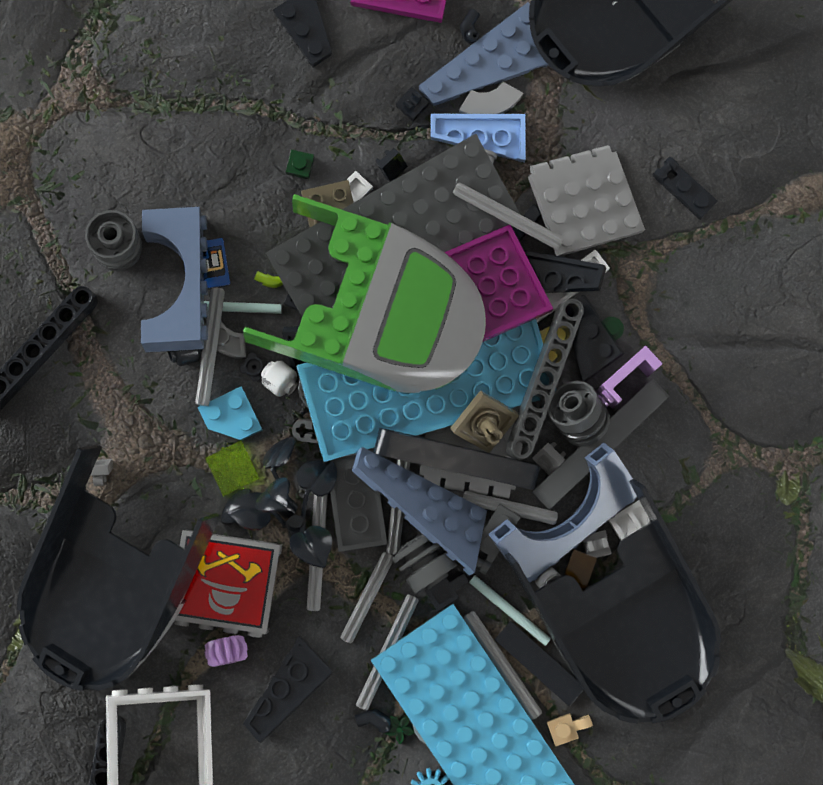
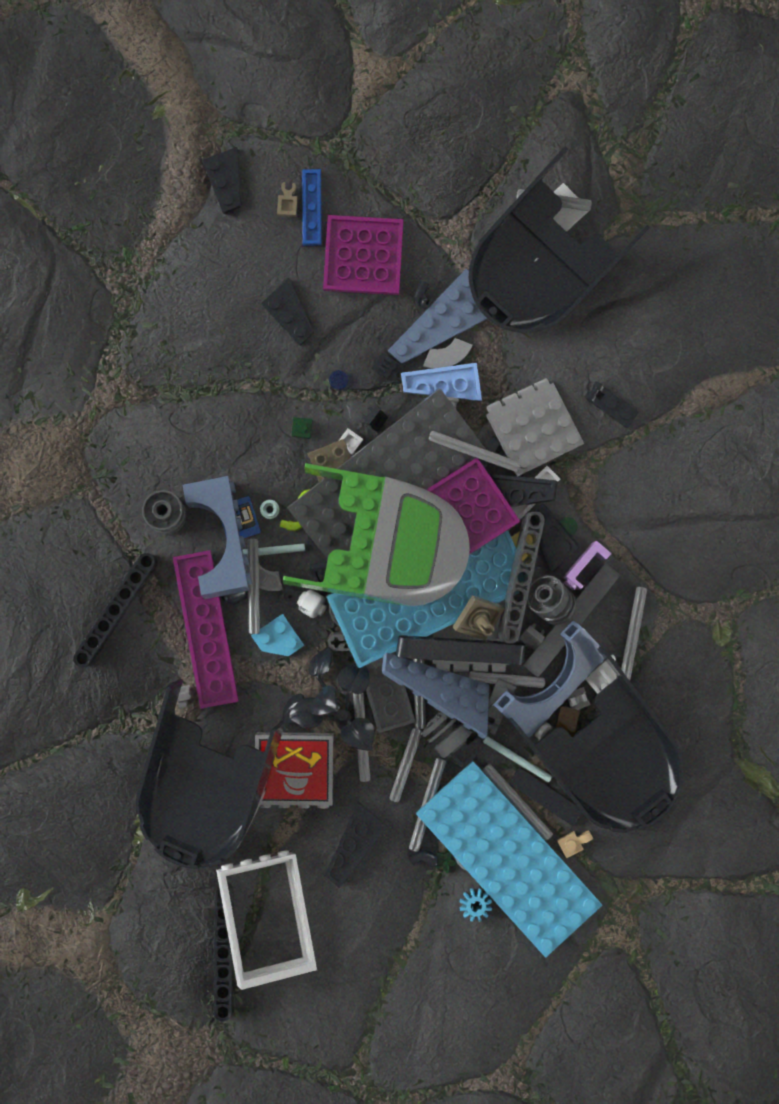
camera: 10 degrees left, 5 degrees up
(141, 398) = (205, 632): none -> magenta plate
(226, 650) = (303, 822): lavender gear -> none
(232, 468) = (285, 679): clear neon green piece -> none
(245, 249) = (265, 504): none -> light aqua plate
(353, 113) = (338, 380): none -> clear blue tile
(678, 467) = (633, 632): none -> light grey axle

